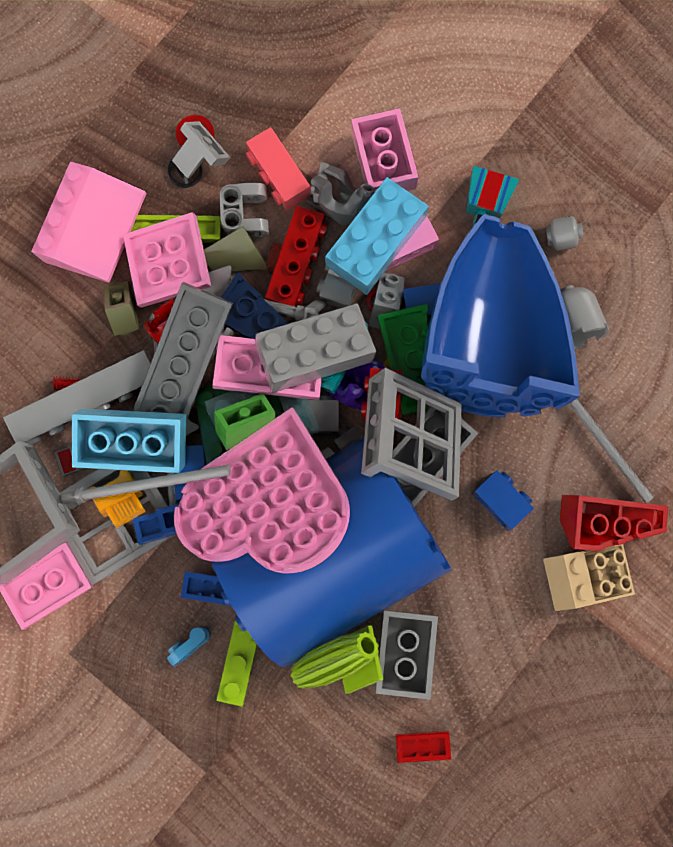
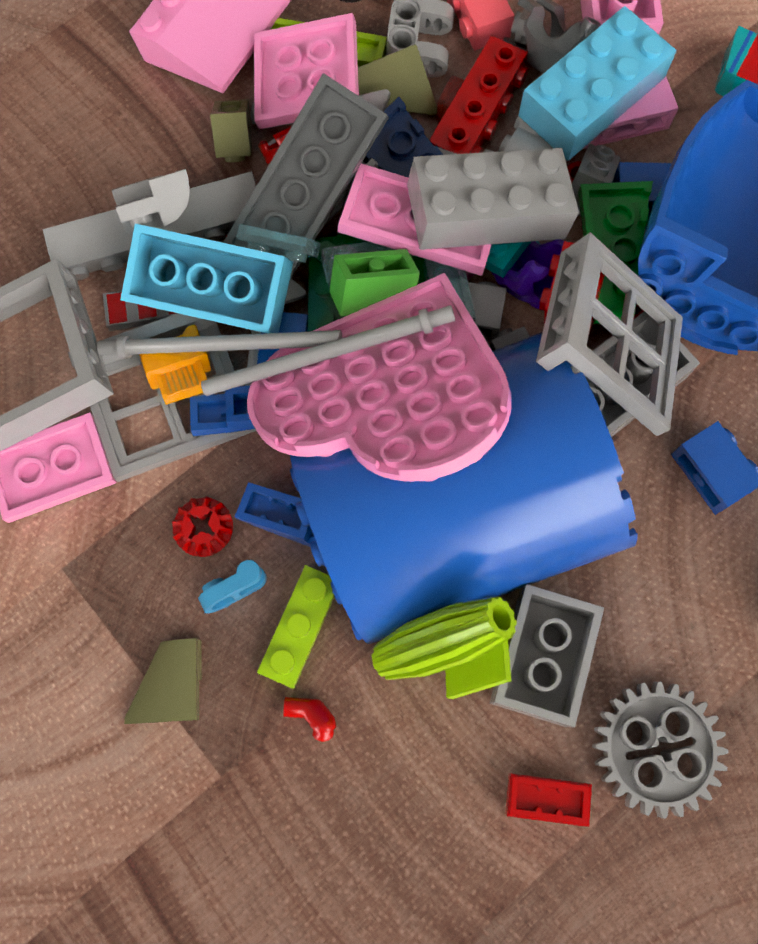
camera: 10 degrees right, 5 degrees down
(78, 388) = (152, 200): none -> brick
(160, 720) = (170, 685): none -> olive slope
(162, 404) = (294, 247): none -> clear light blue plate
(171, 603) = (202, 543): none -> red gear
(260, 720) = (315, 714): none -> red arm
(283, 453) = (423, 322): none -> light grey bar
(499, 724) = (668, 785): none -> light grey gear

